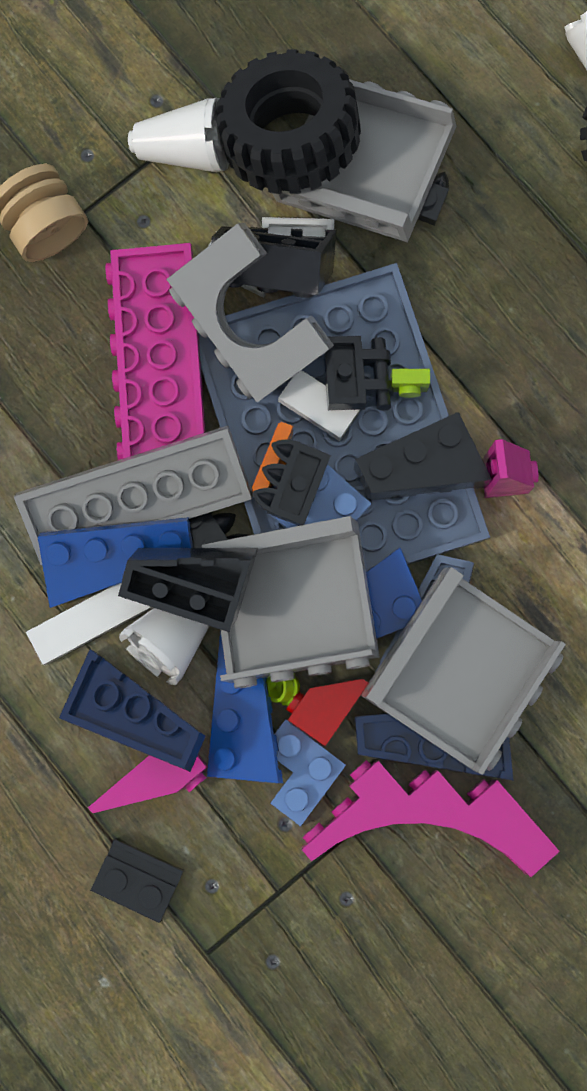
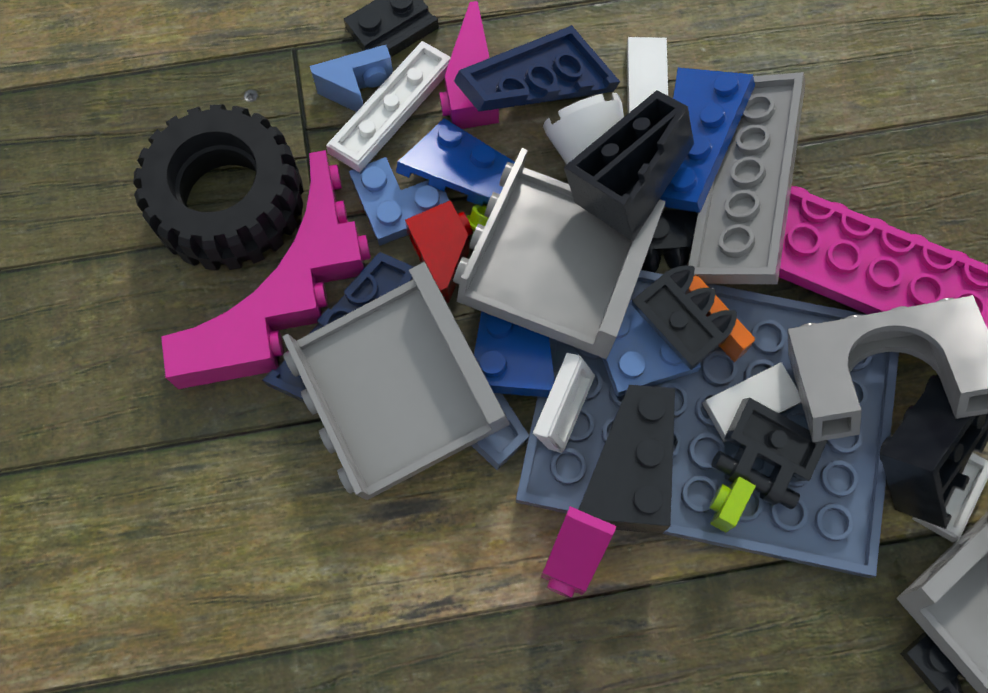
camera: 120 degrees right, 10 degrees down
(220, 828) = (389, 107): none -> white tile
(220, 884) = (344, 76): none -> medium blue slope
(391, 971) = (201, 144): none -> black tyre
(404, 537) = (564, 403): none -> white tile

